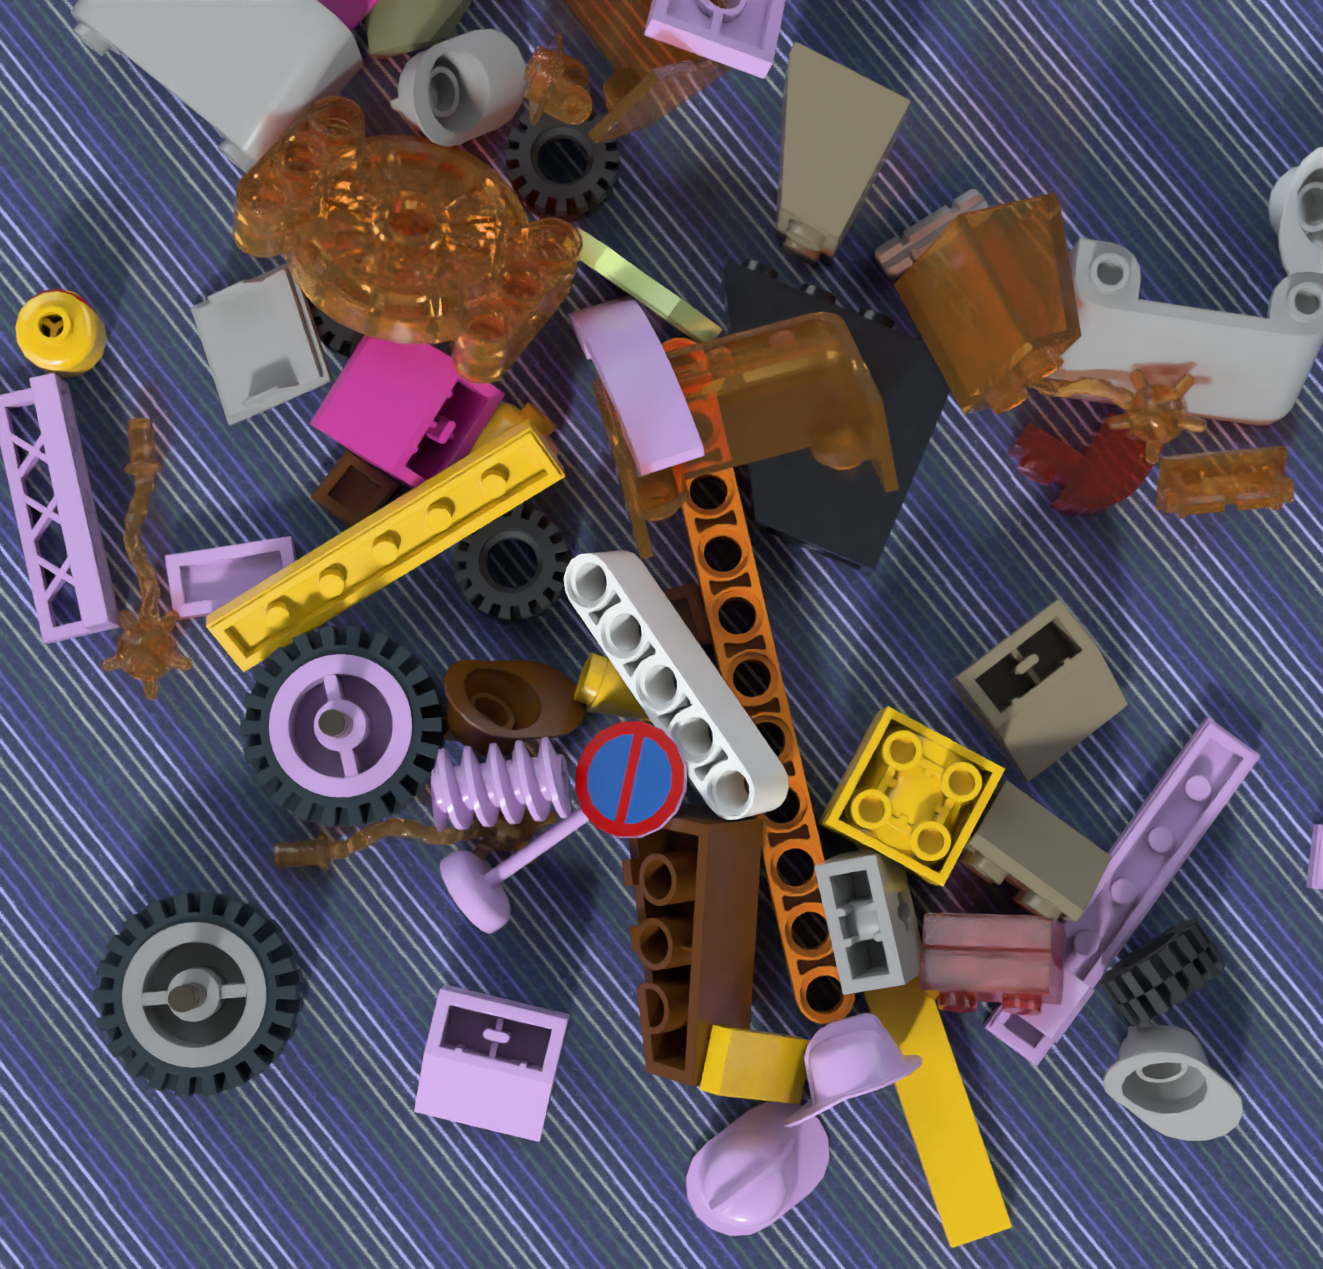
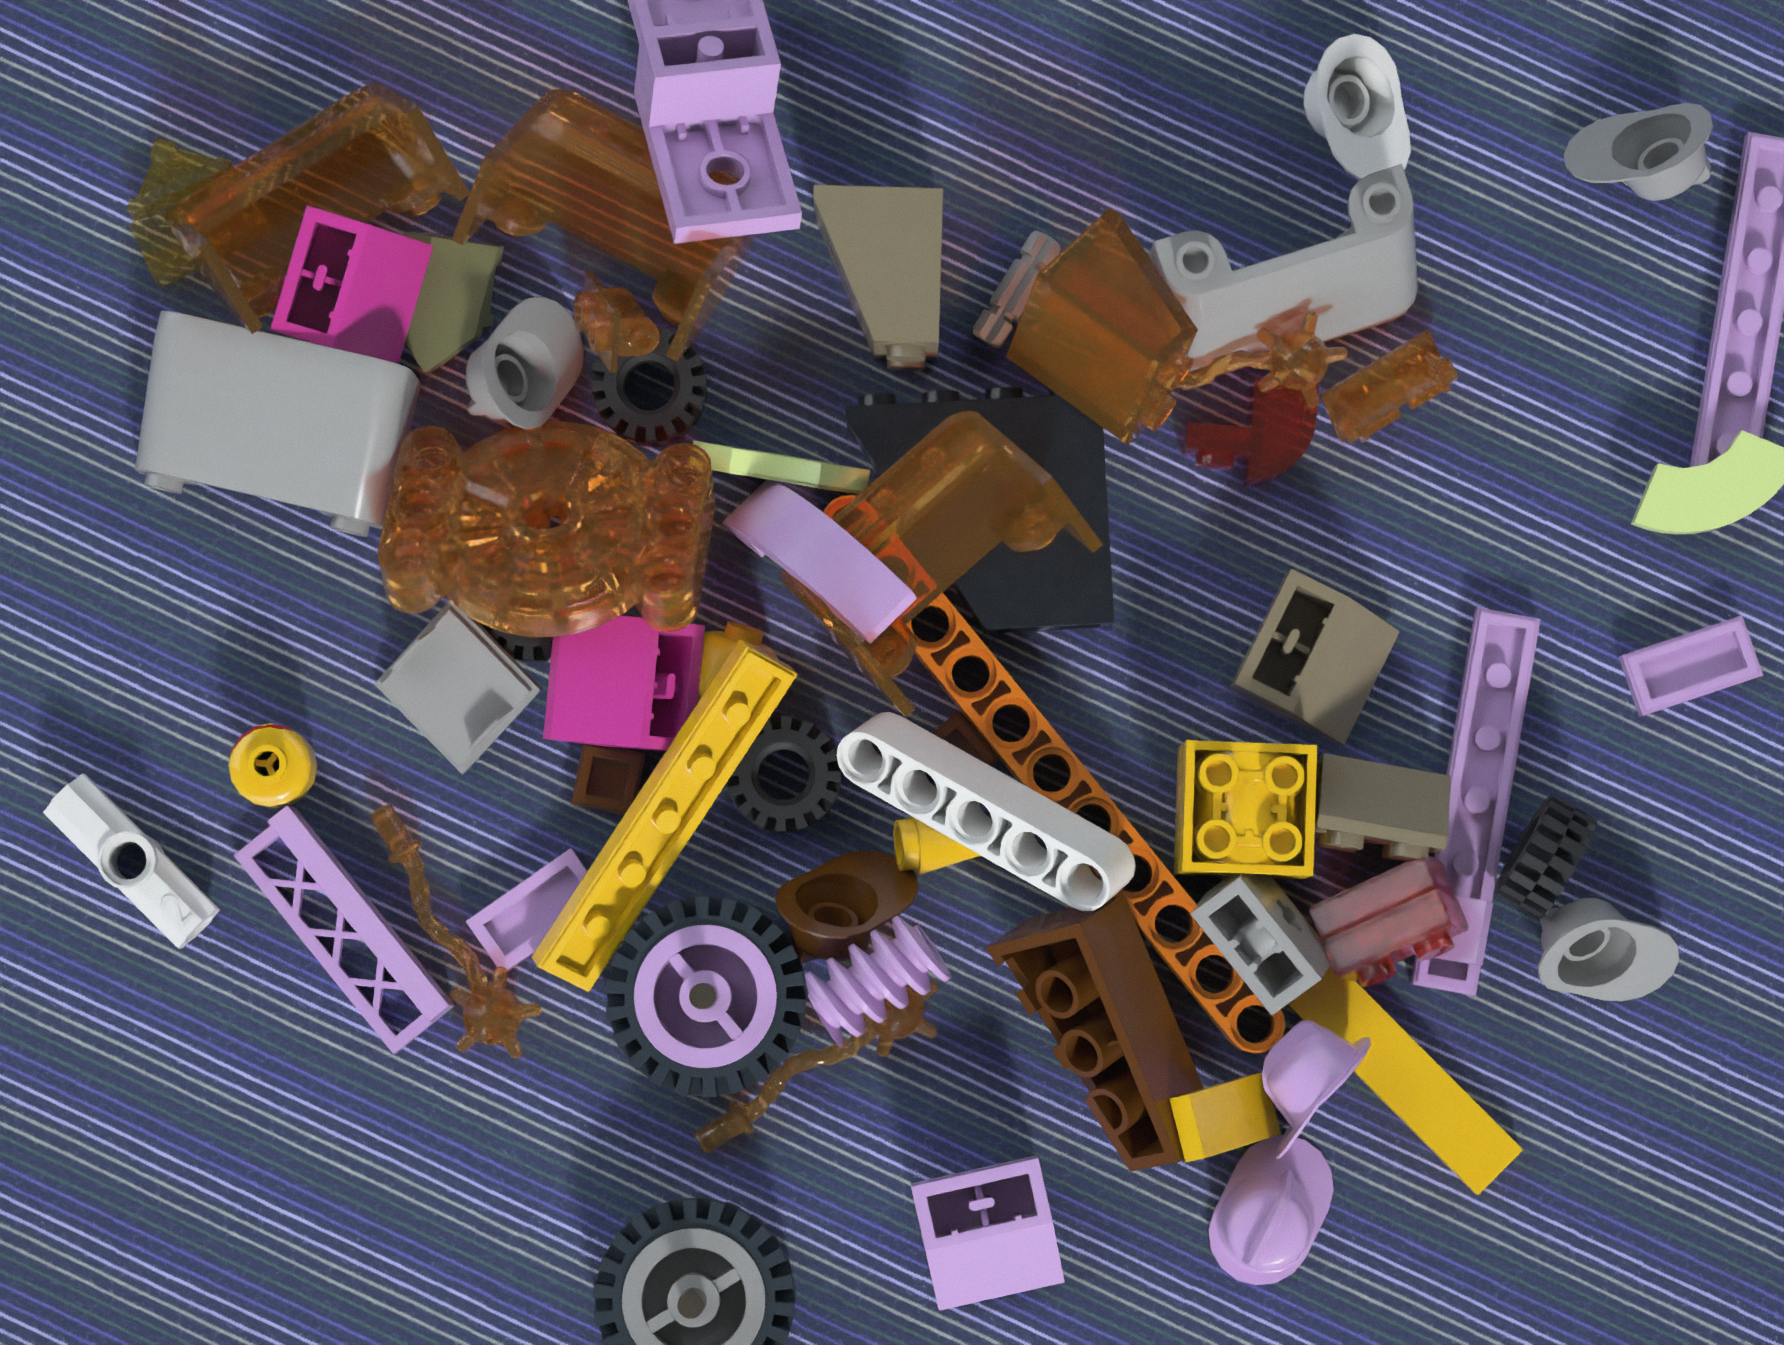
camera: 25 degrees left, 0 degrees up
(625, 785) = (988, 925): piece -> none

